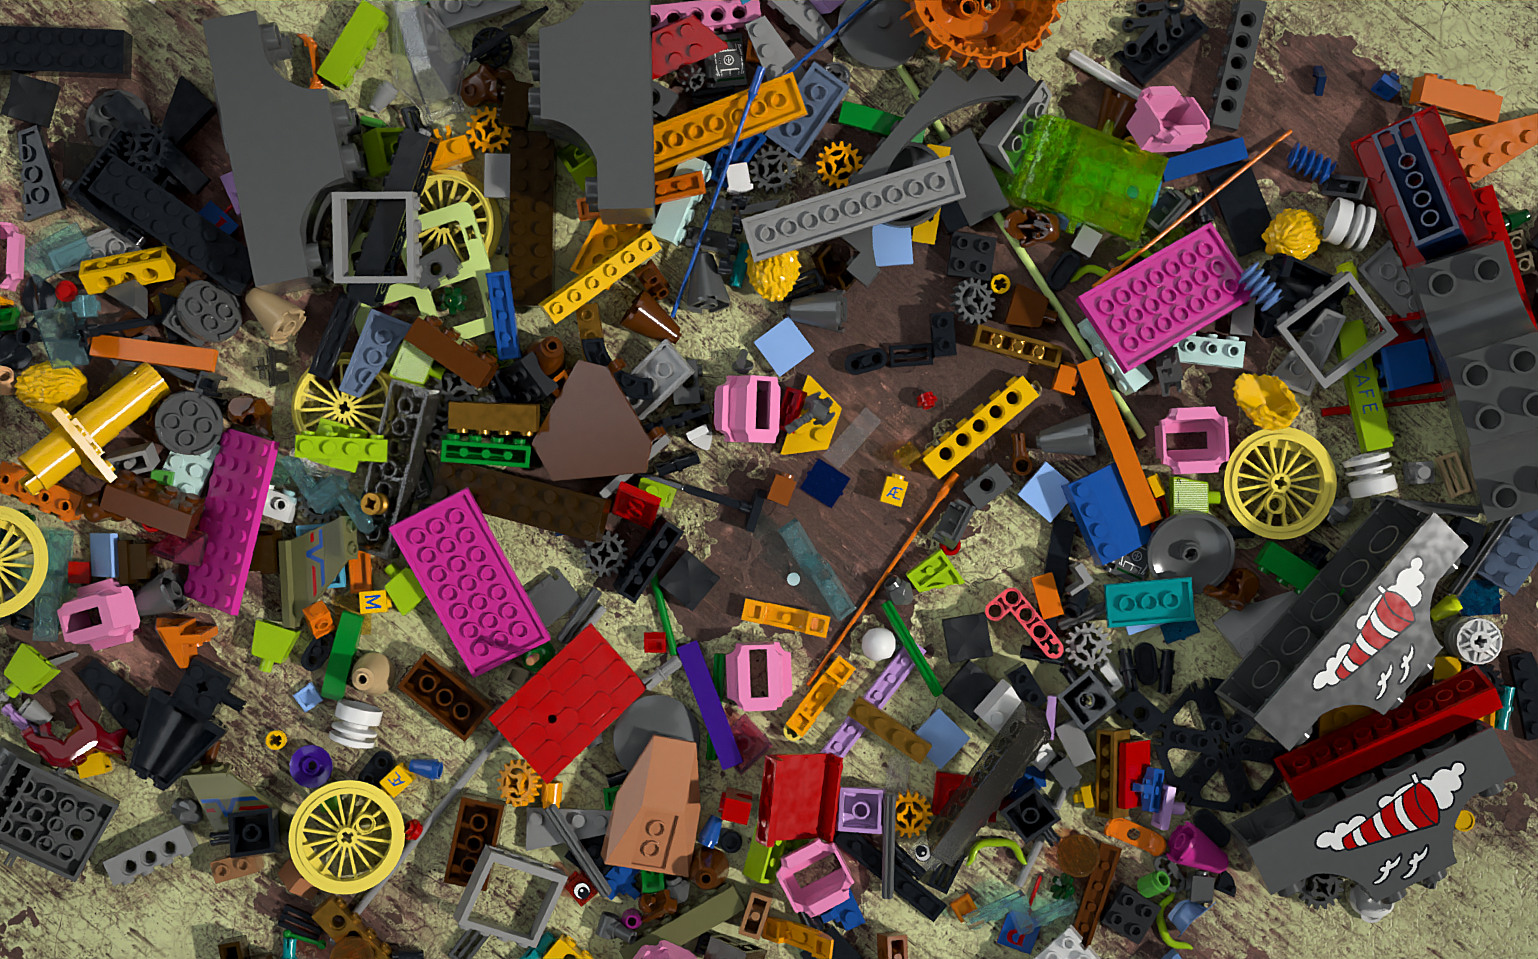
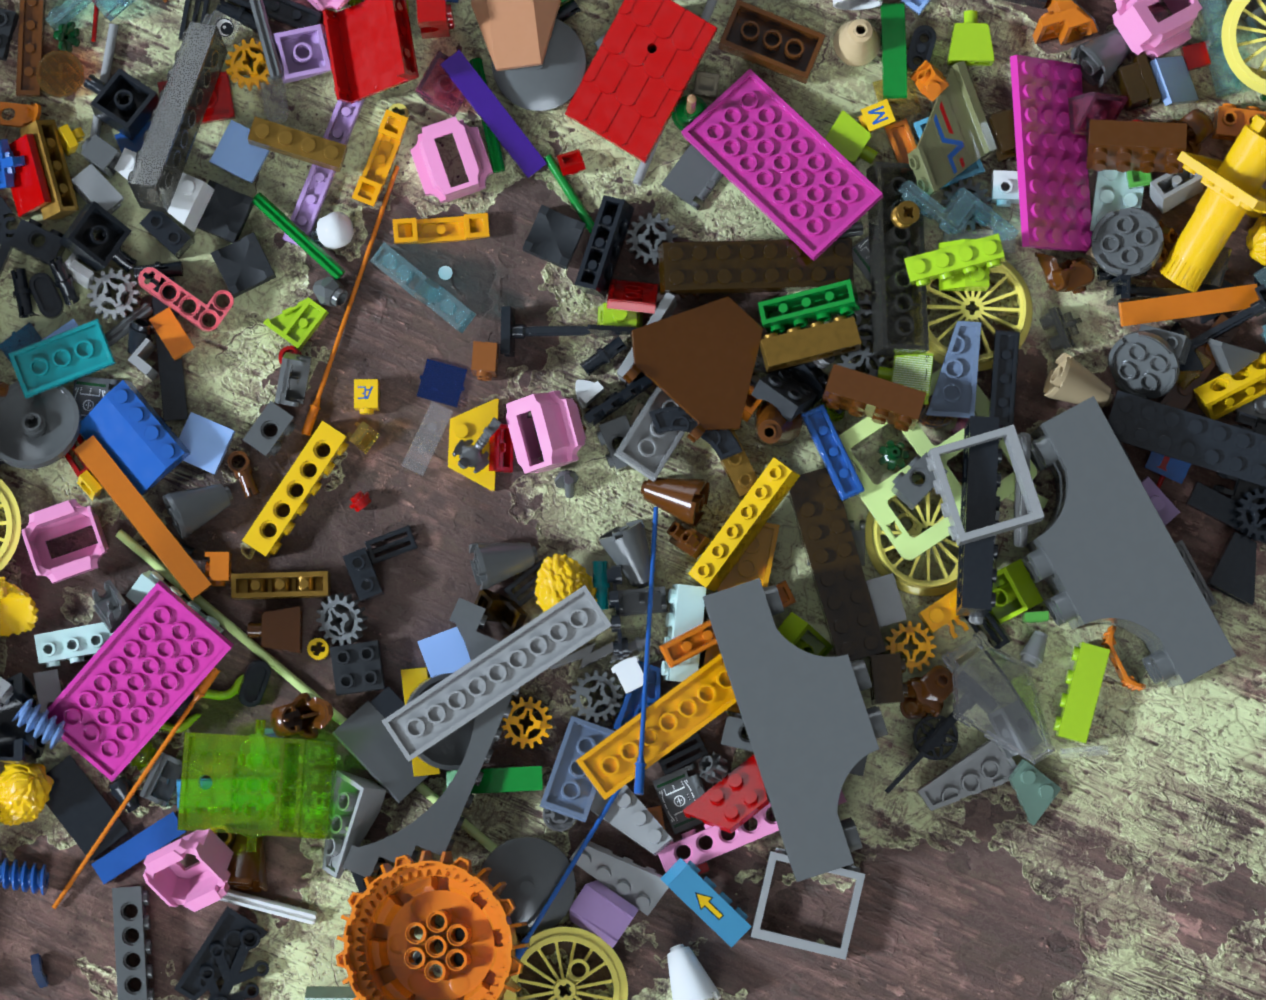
camera: 160 degrees right, 5 degrees down
(579, 615) = (659, 167): dark grey axle -> none
(662, 672) = (553, 133): light grey axle -> none
(783, 346) = (528, 512): light blue tile -> none
(865, 361) = (436, 522): black plate -> none
(995, 842) = (150, 62): lime animal -> none
(1051, 713) = (132, 209): lavender tile -> none
(1086, 241) = (239, 720): light grey panel -> none
(1190, 495) = (49, 484): lime torso -> none

